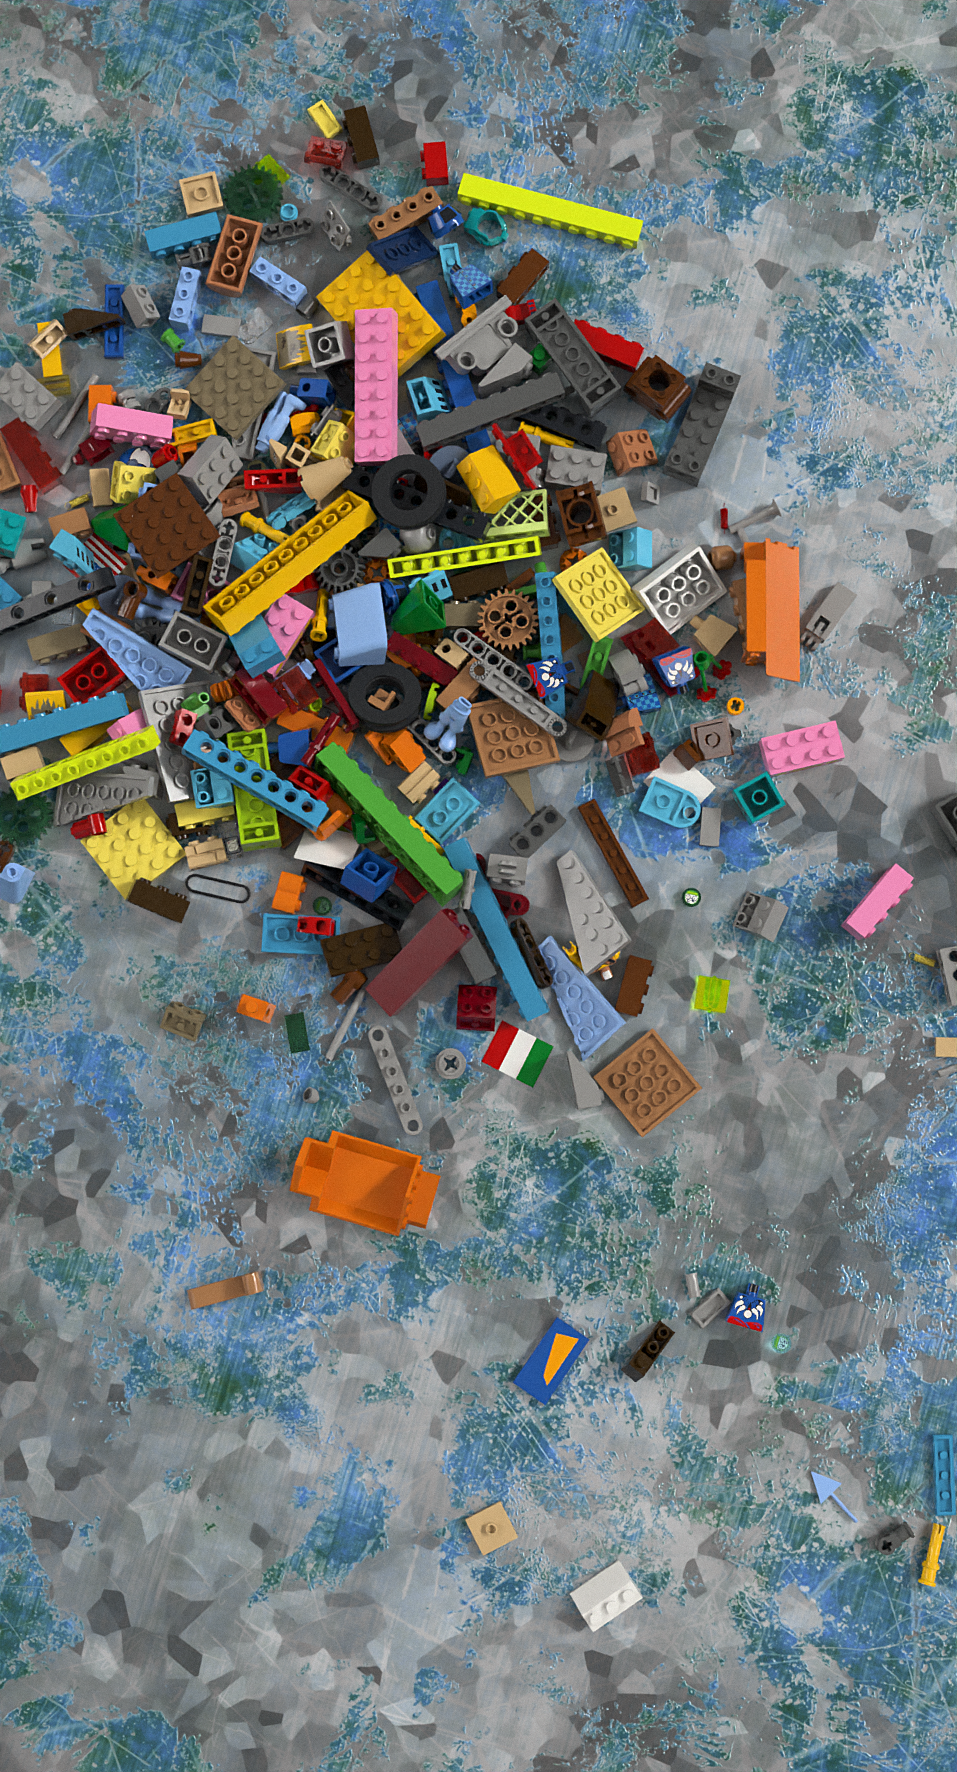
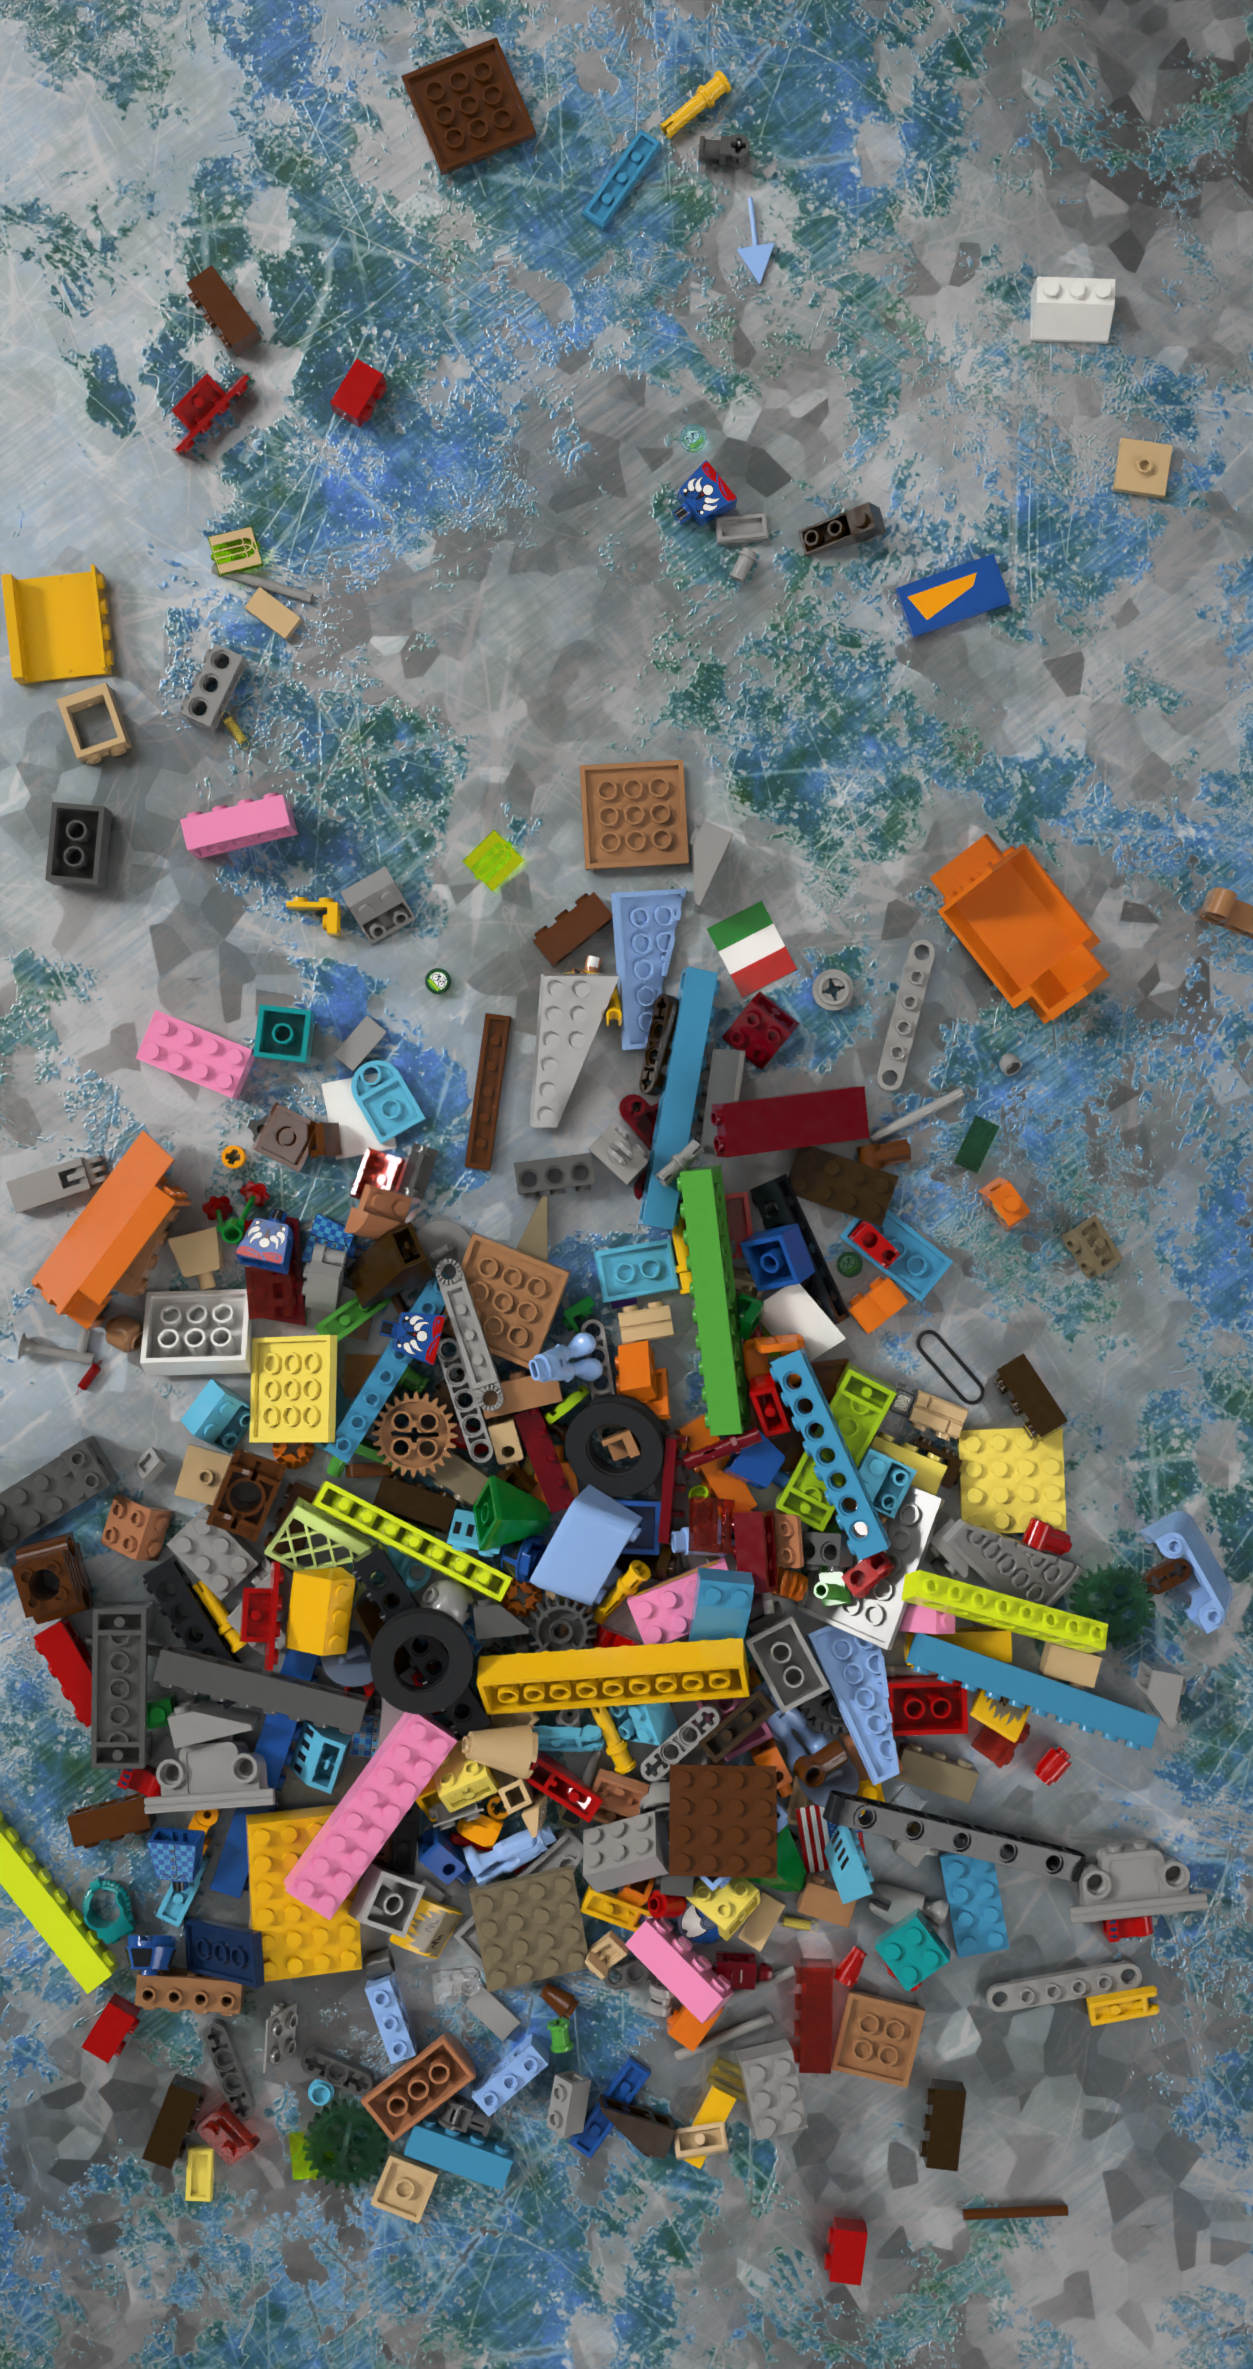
camera: 150 degrees left, 5 degrees up
(781, 887) = (331, 920): none -> yellow bracket

